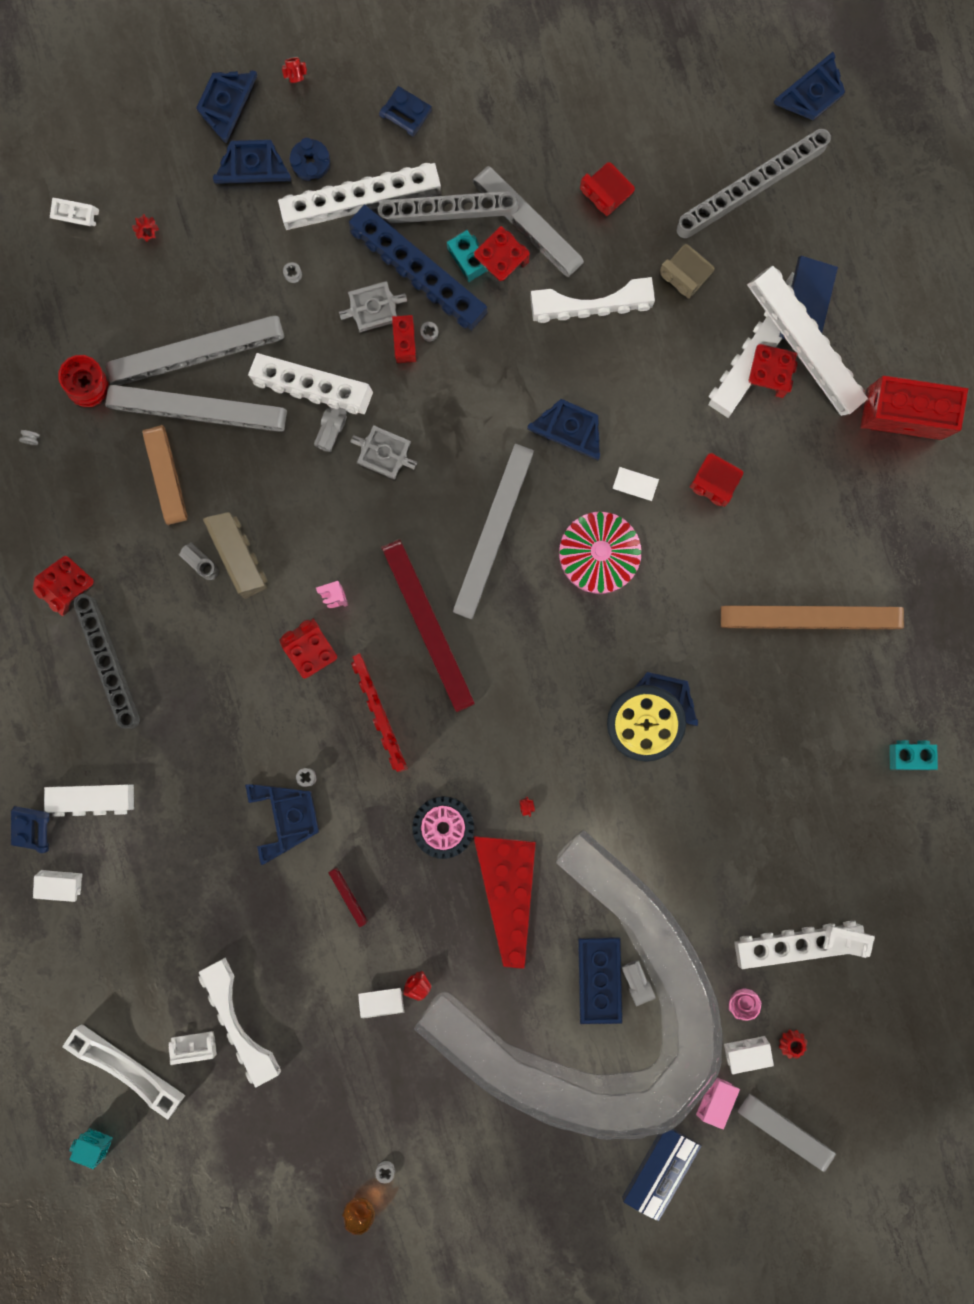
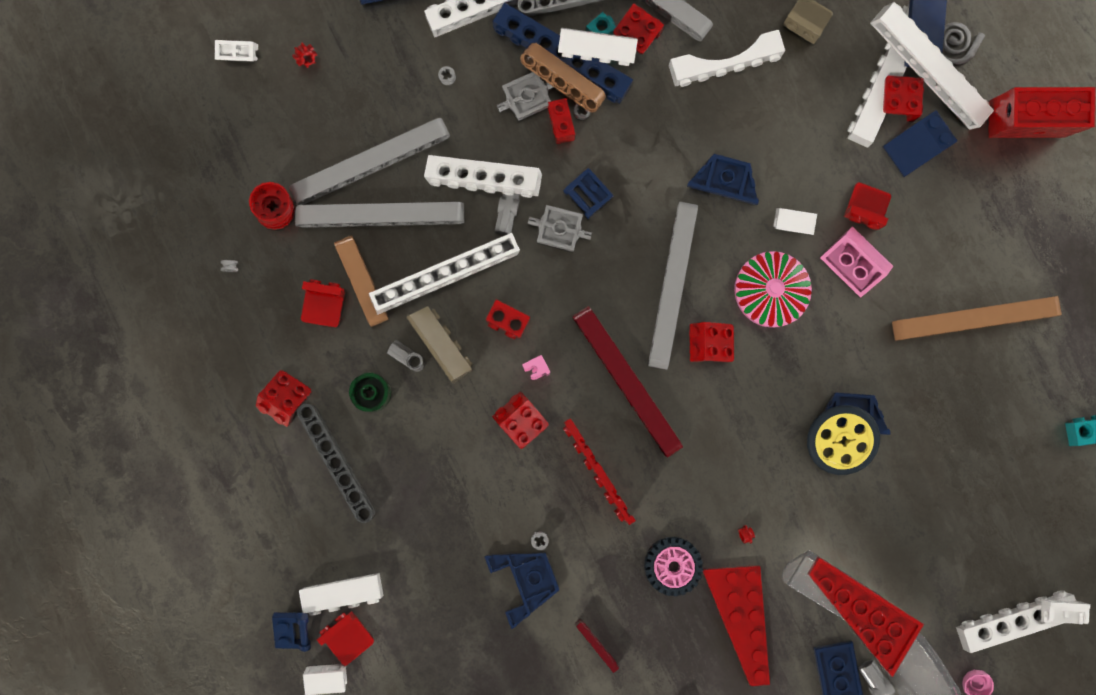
camera: 15 degrees left, 0 degrees up
(86, 845) = (346, 638): none -> red bracket
(120, 492) = (322, 303): none -> red bracket
(157, 582) = (365, 382): none -> dark green brick
(251, 480) = (444, 273): none -> white brick
(315, 536) = (510, 315): none -> red brick
(413, 293) = (563, 77): none -> medium nougat beam
(426, 416) = (593, 188): none -> dark blue plate
(453, 264) = (597, 45): none -> white brick
(525, 598) = (711, 342): none -> red bracket
(639, 914) = (878, 623): none -> red wing
(693, 537) = (857, 262): none -> bright pink slope
(783, 422) = (920, 143): none -> dark blue slope
(840, 318) = (953, 41): none -> light grey piece

